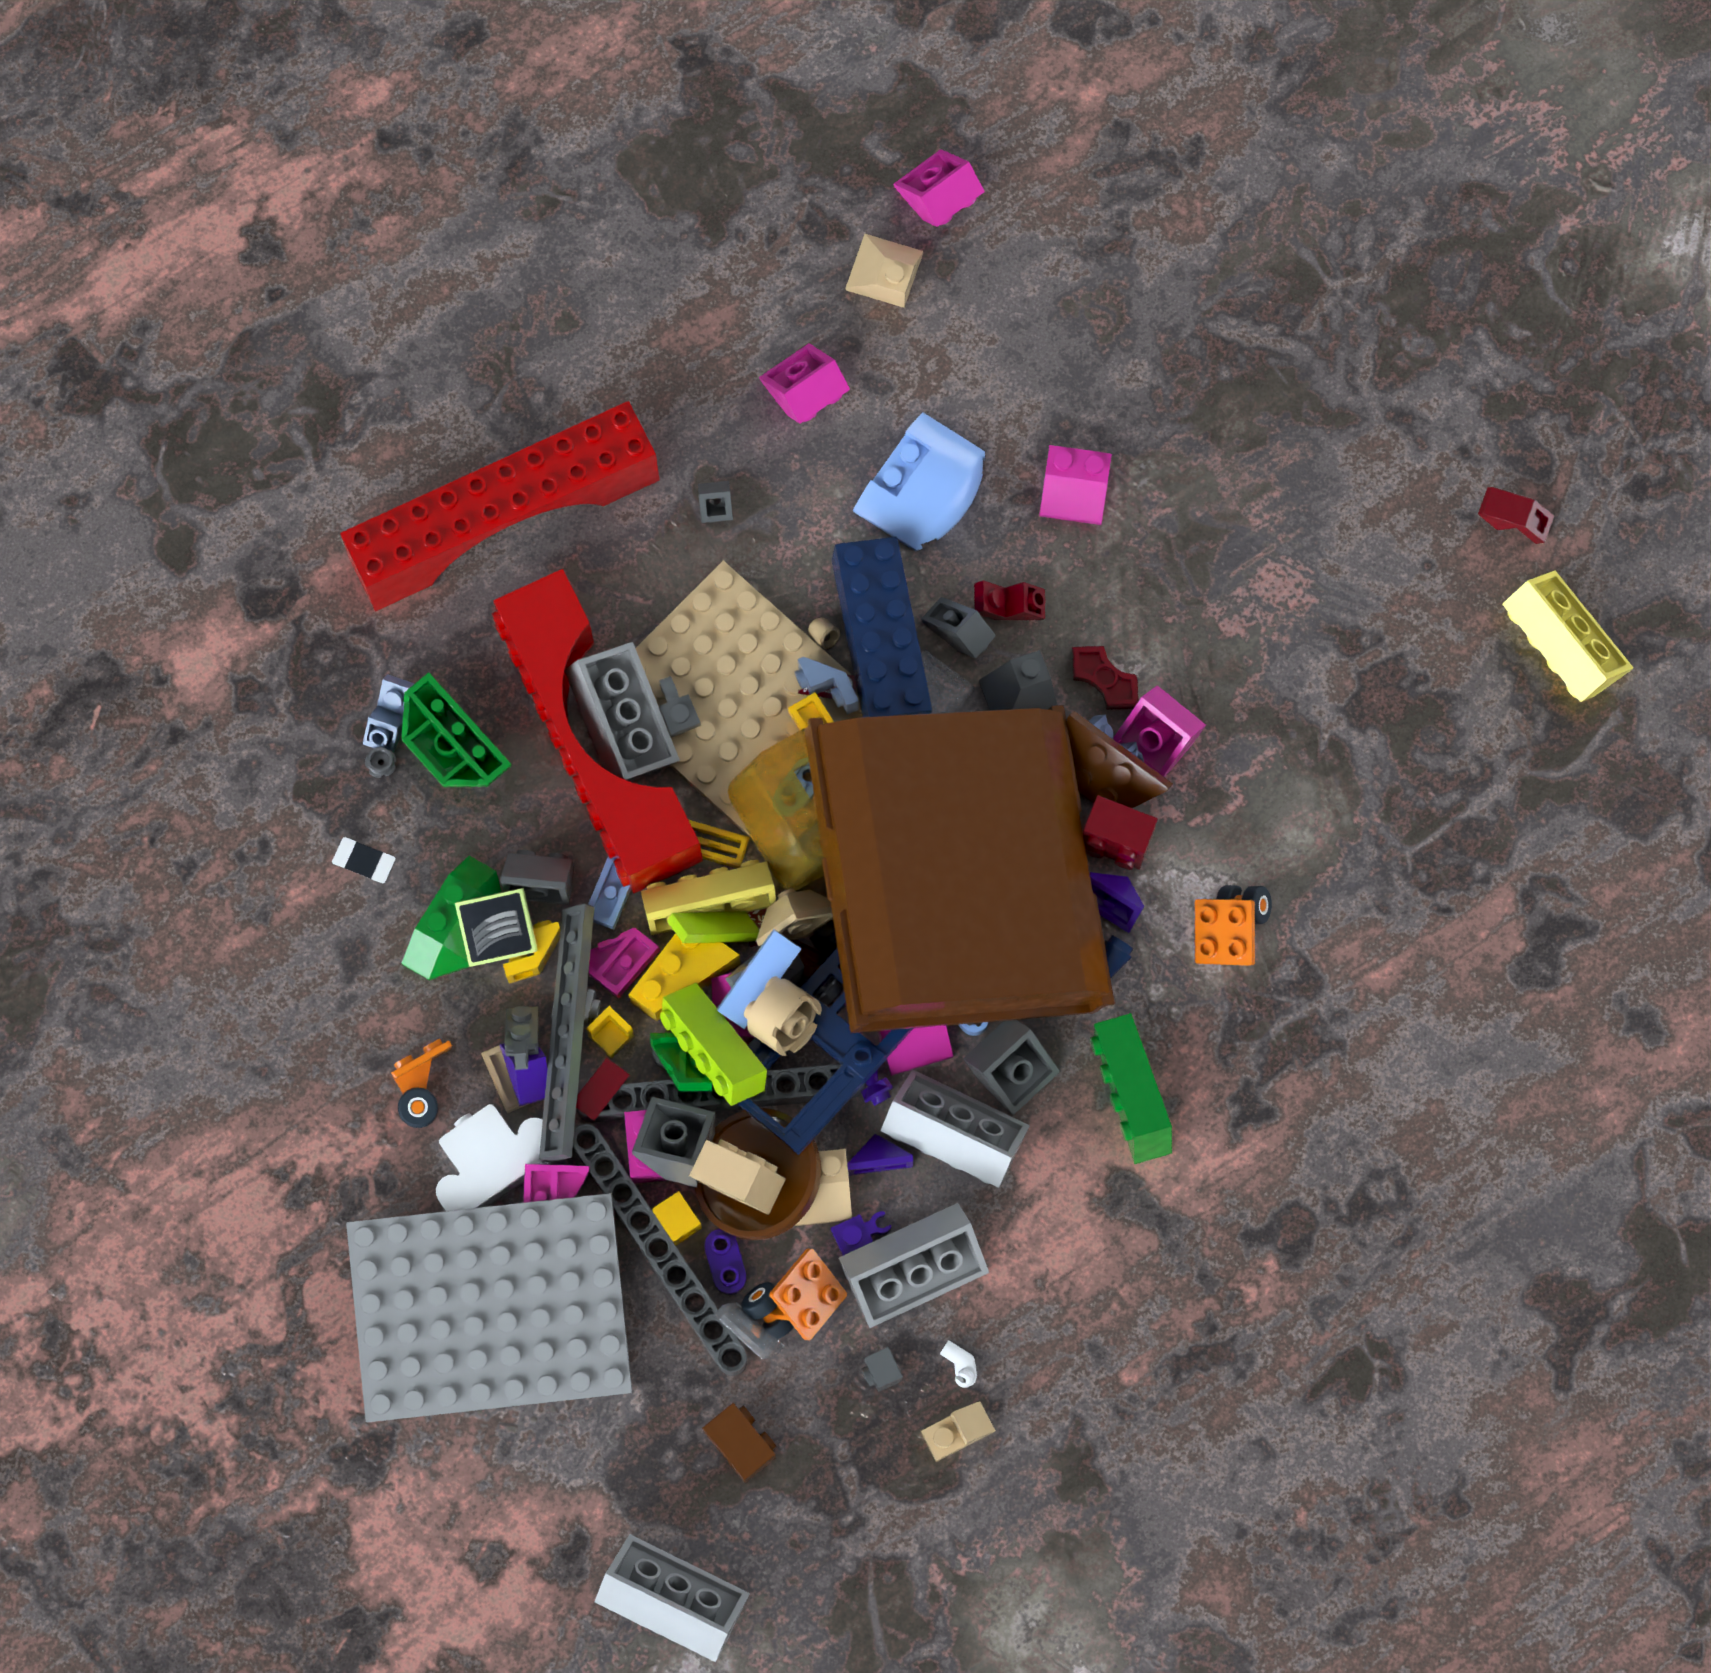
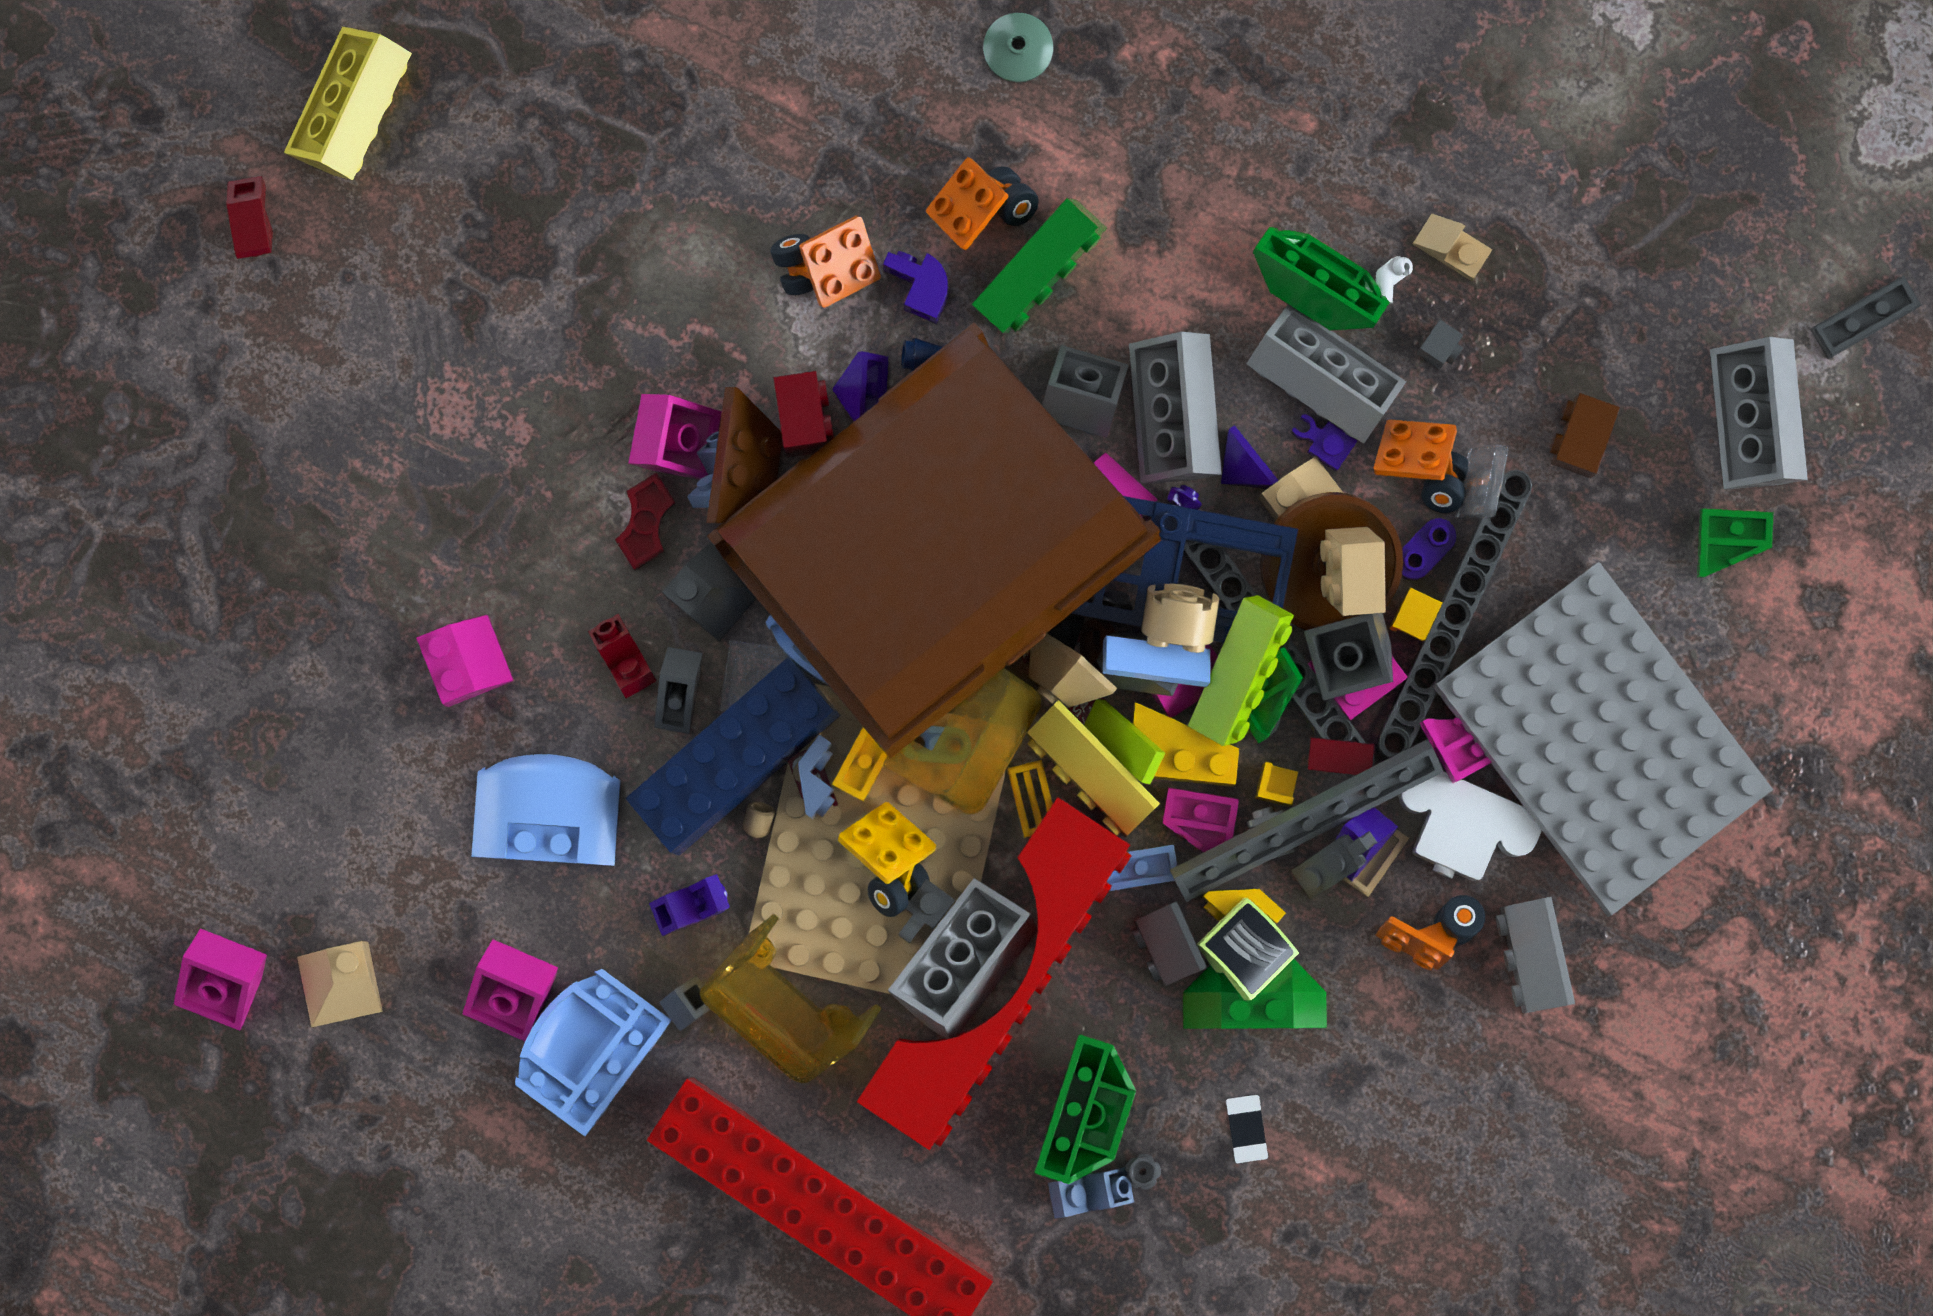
camera: 120 degrees left, 10 degrees up
(354, 1150) = (1535, 955): none -> light grey slope
(585, 1513) = (1731, 537): none -> green wing
(667, 561) = (777, 1015): none -> clear yellow windscreen
(726, 411) = (587, 1048): none -> light blue slope
(736, 703) = (892, 851): none -> yellow plate
(788, 542) = (690, 905): none -> dark purple brick
(992, 1302) = (1319, 280): none -> green wedge
(1165, 993) = (929, 283): none -> dark purple brick
(1217, 1065) = (974, 198): none -> orange plate
(1319, 1194) = (1018, 64): none -> sand green dish

